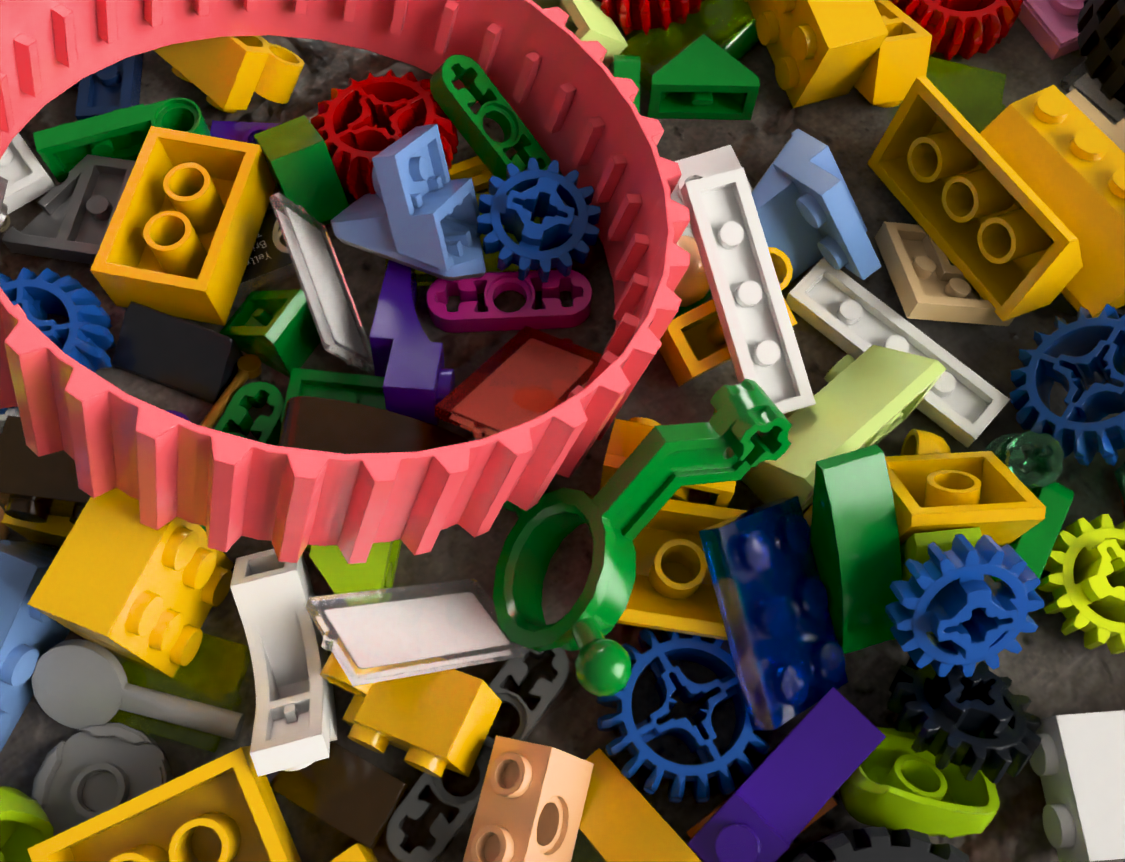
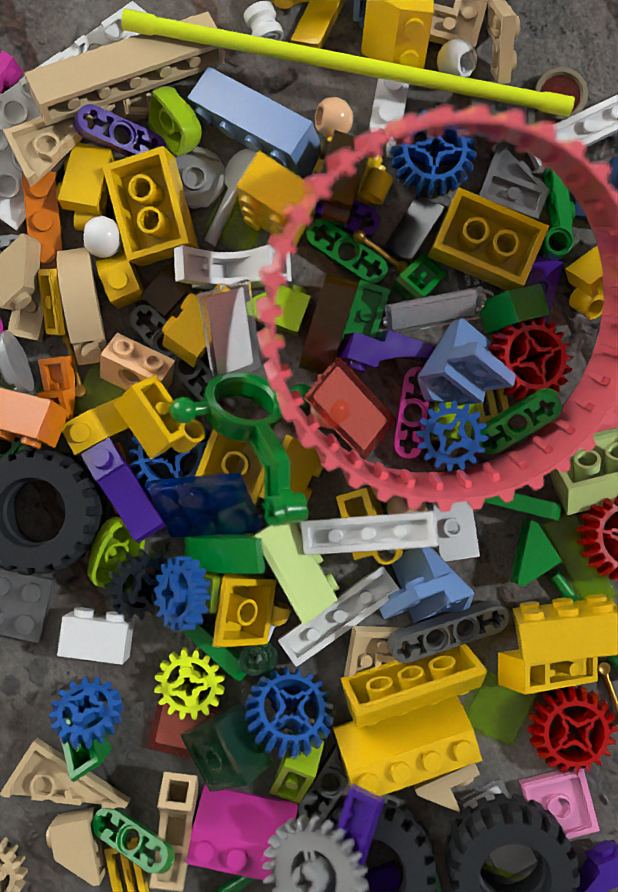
camera: 105 degrees right, 20 degrees up
(631, 743) = (147, 414): none -> yellow hinge
(900, 217) = (449, 637): none -> dark grey beam

